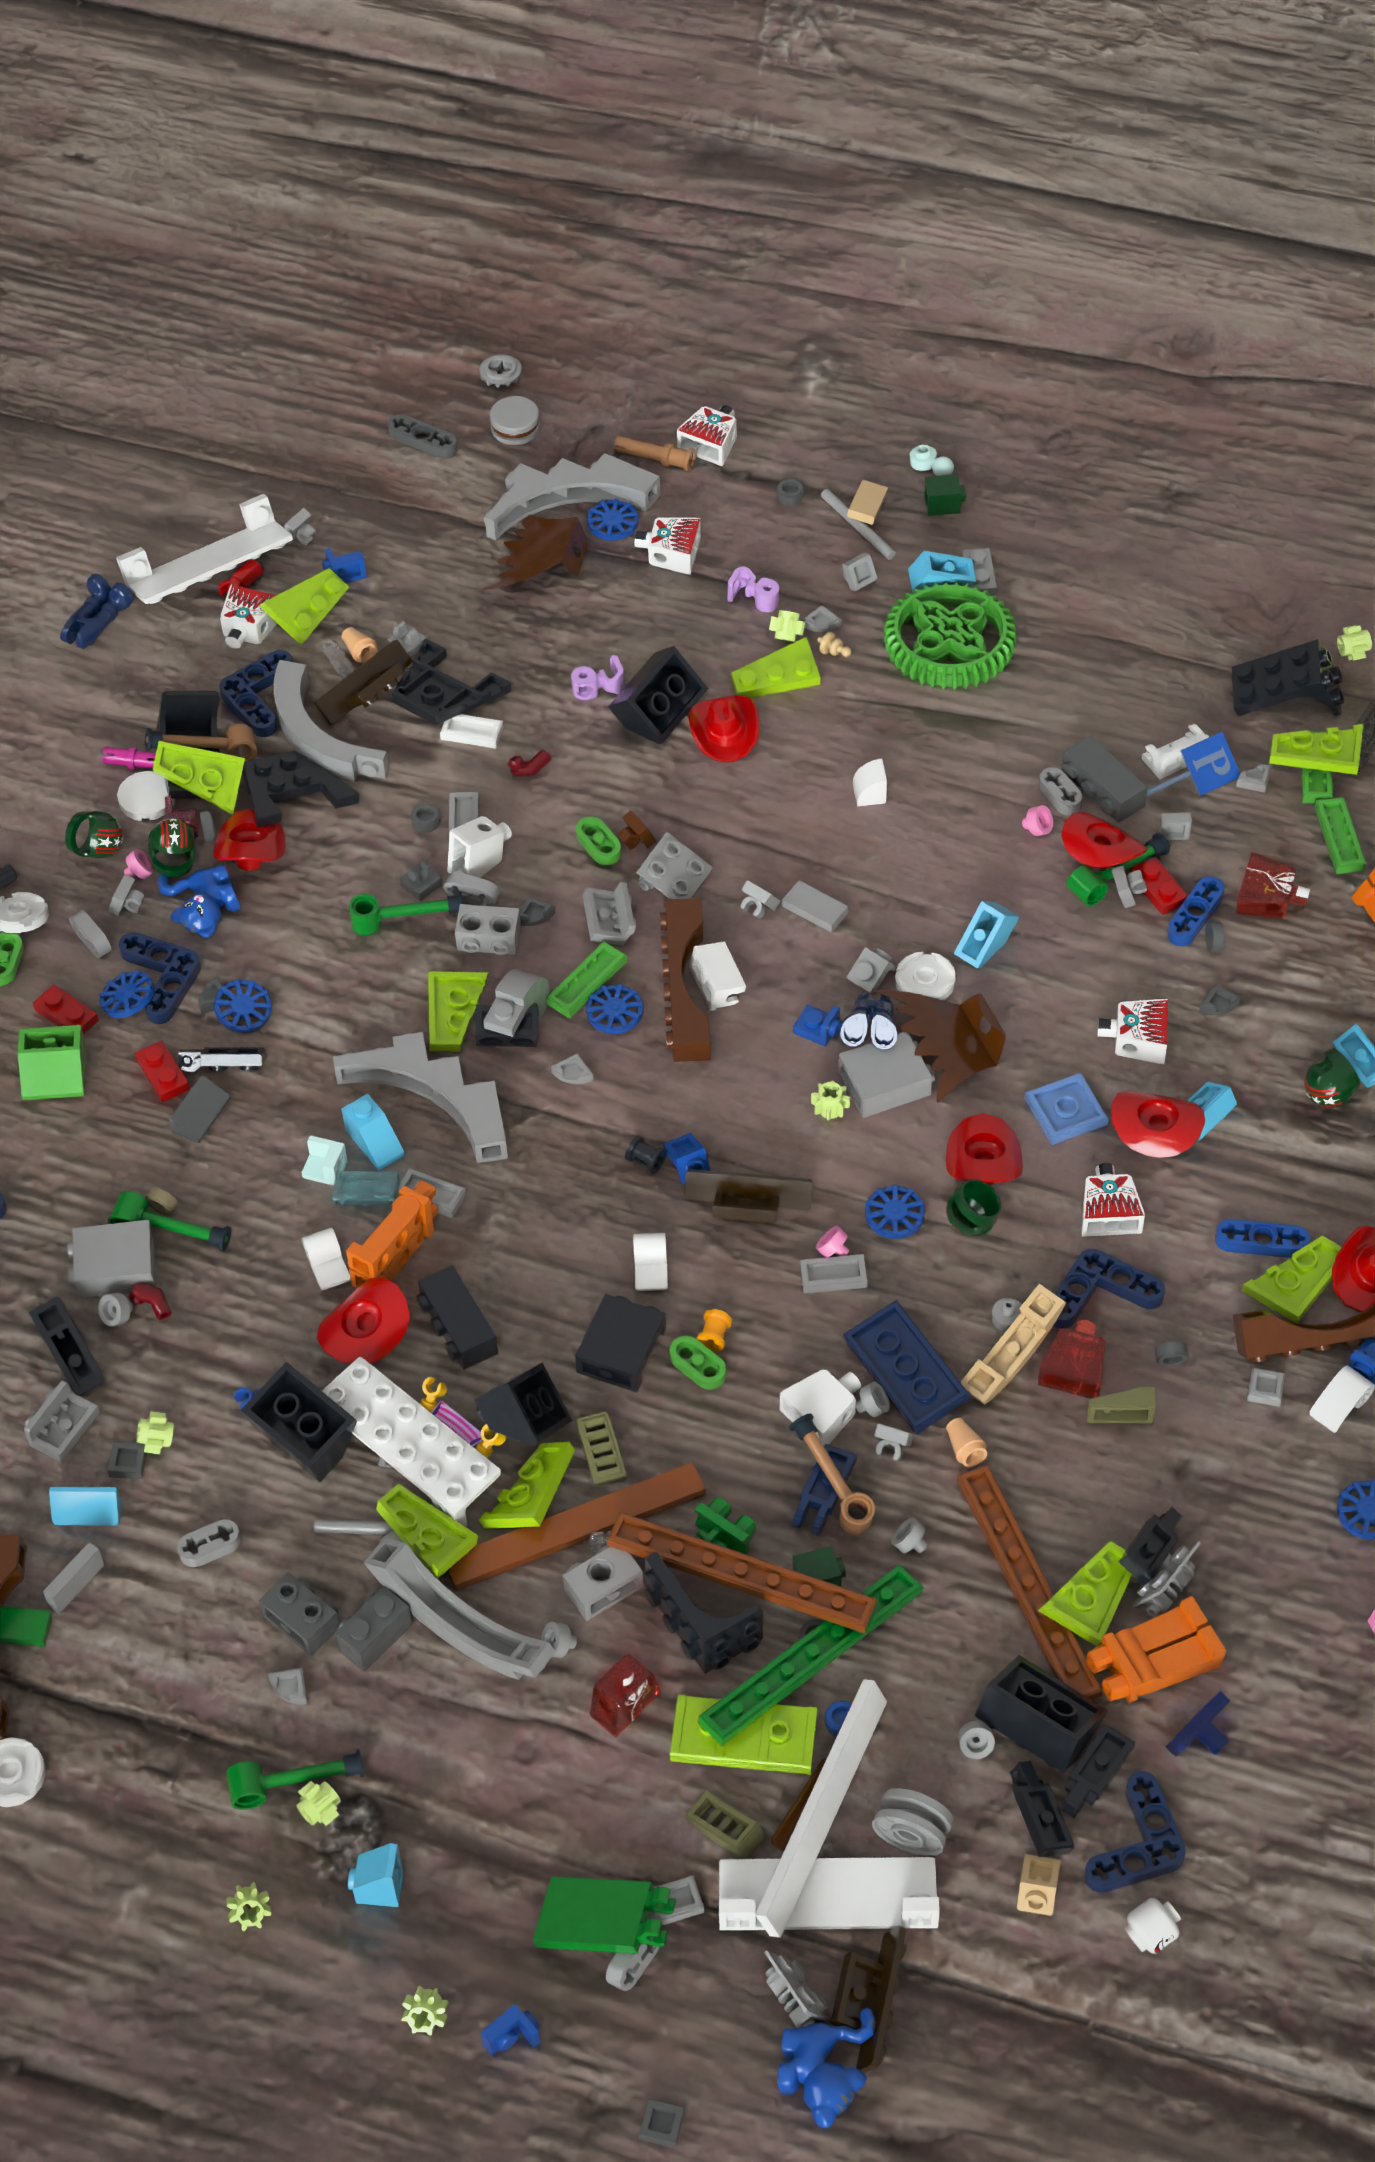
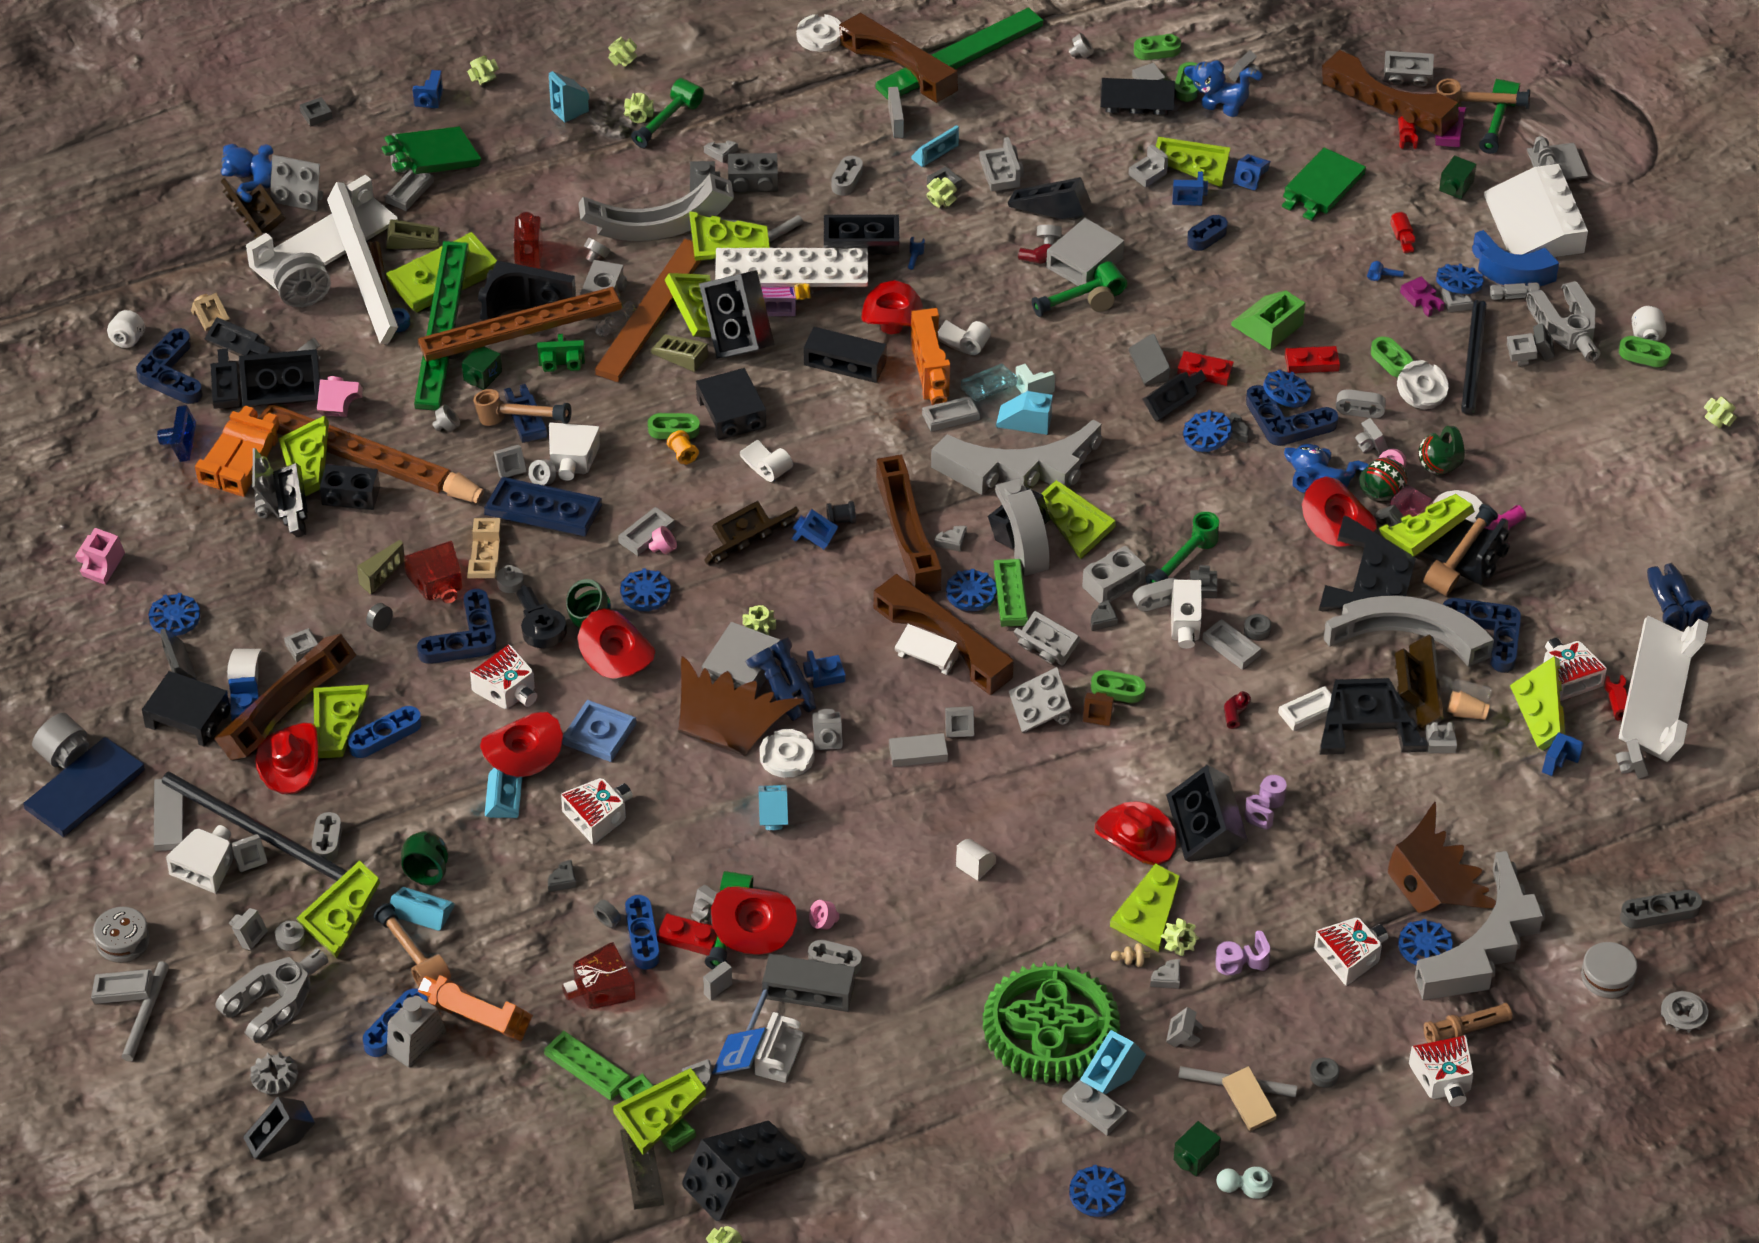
camera: 135 degrees right, 5 degrees down
(580, 1128) = (899, 502): none -> reddish brown arch
(998, 1640) = (336, 396): none -> bright pink brick
(1023, 1241) = (540, 625): none -> black piece
(1040, 520) = (1097, 1191): none -> blue wheel
(1071, 1527) = (349, 487): none -> black brick

